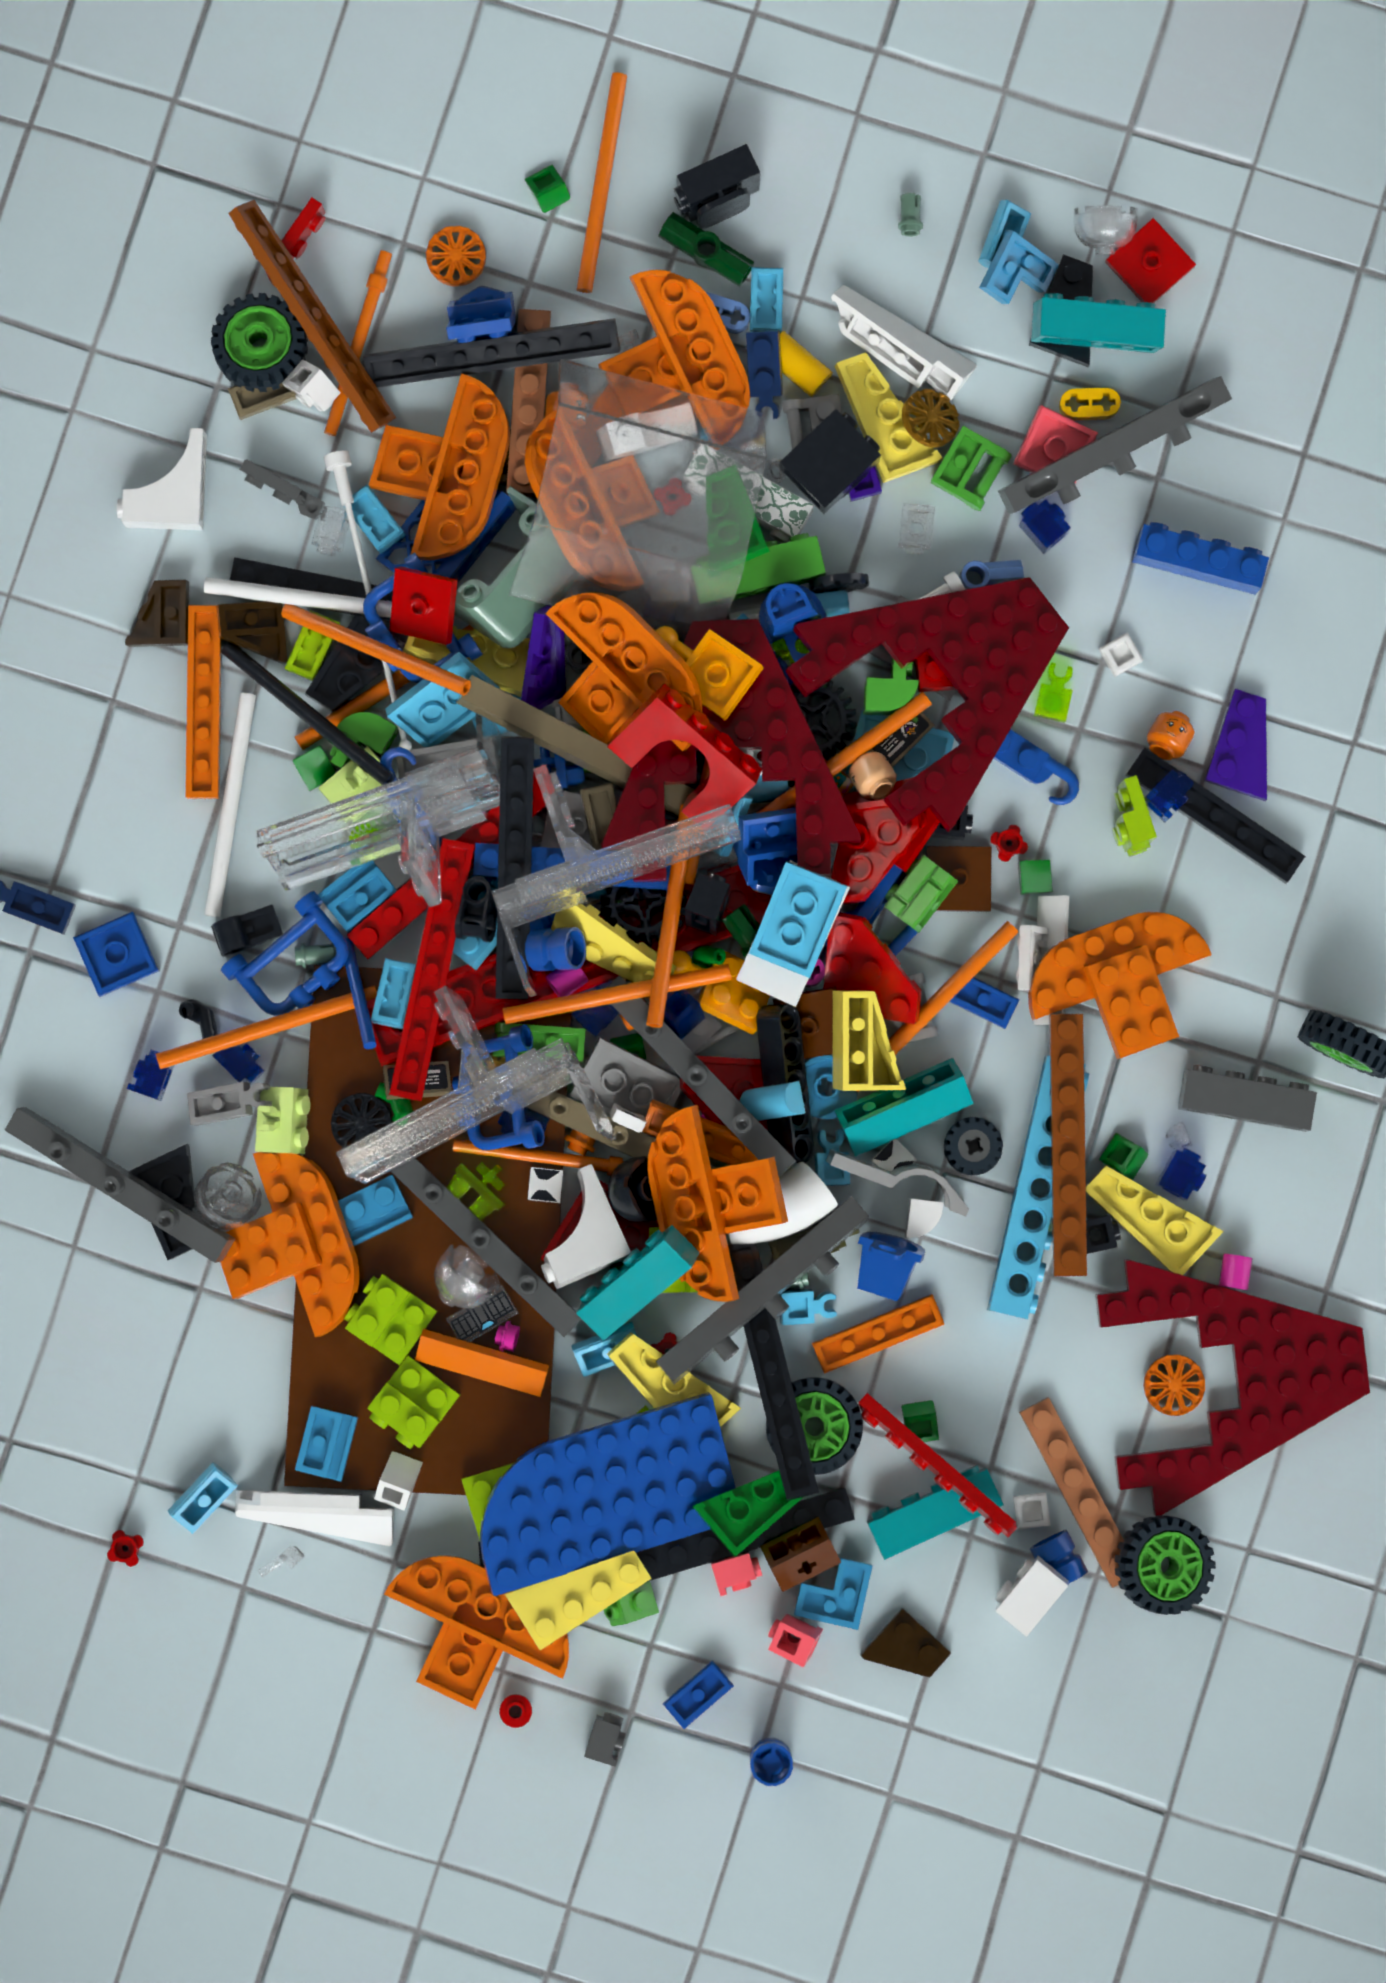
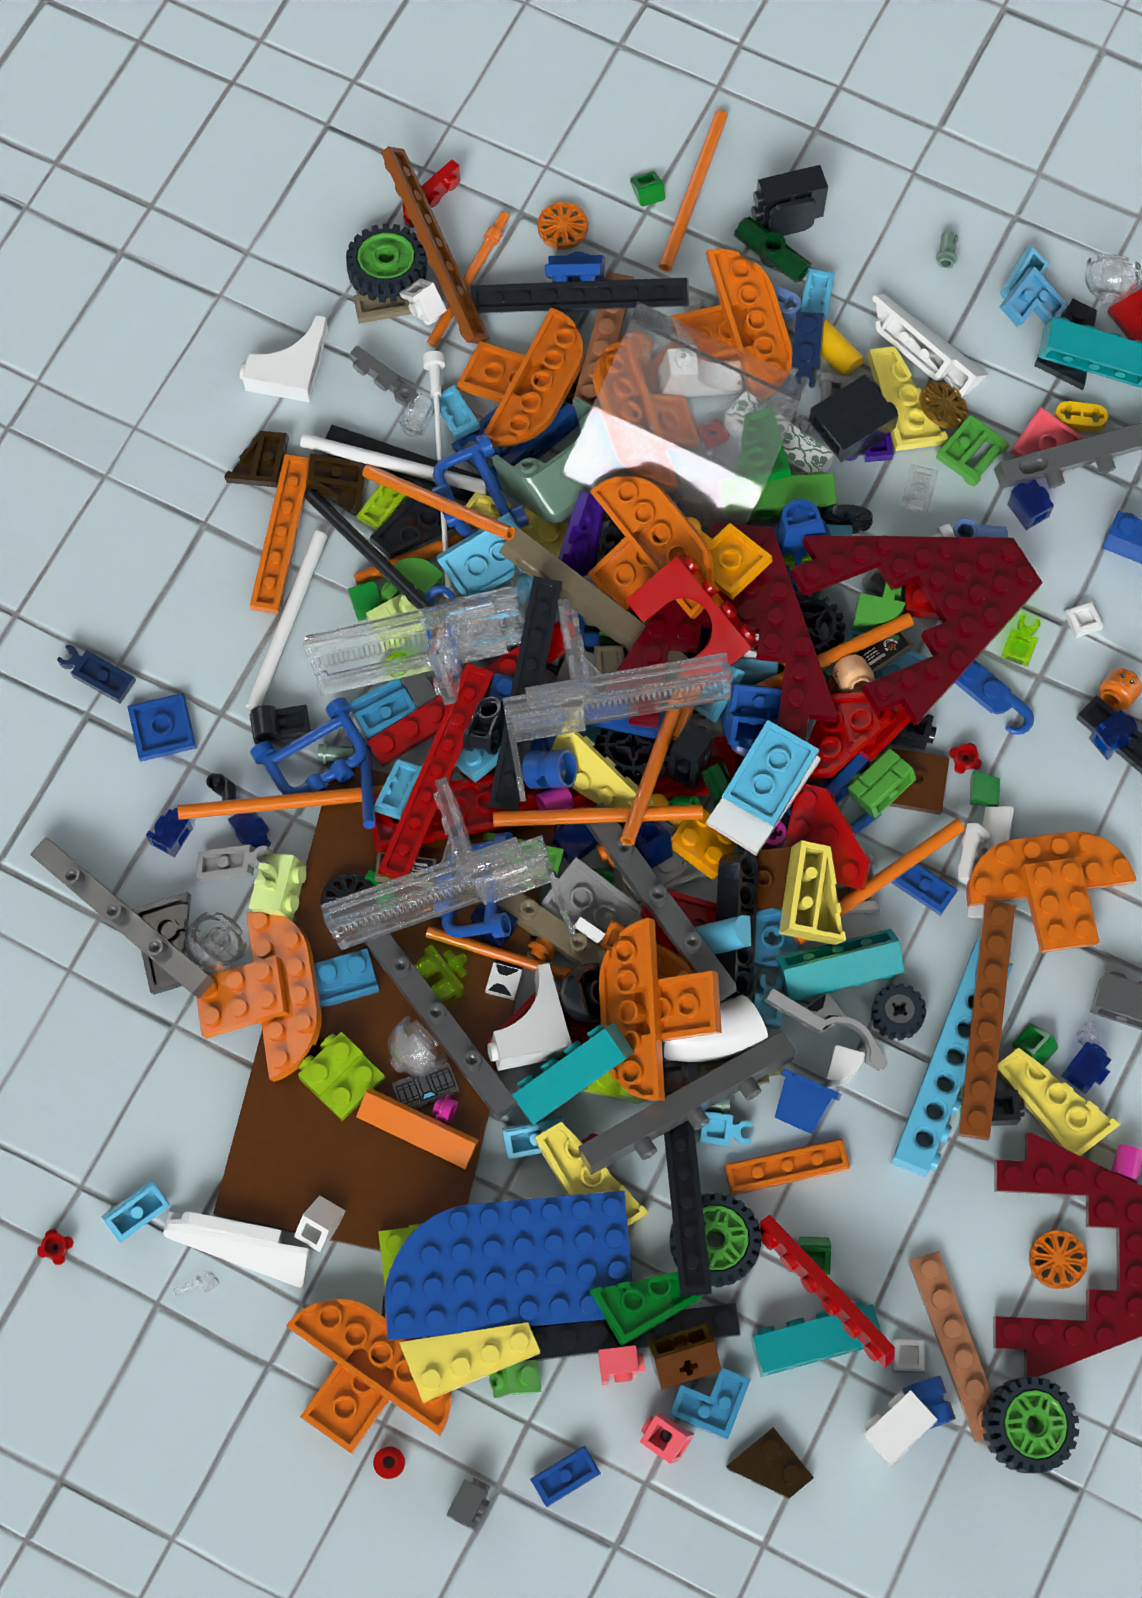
camera: 10 degrees right, 15 degrees down
(326, 1443) = (260, 1178): dark azure plate -> none
(412, 1403) = (346, 1155): lime plate -> none
(423, 605) = (485, 473): red plate -> none
(771, 1761) = (625, 1552): blue wheel -> none
(1134, 827) = (1082, 752): lime plate -> none

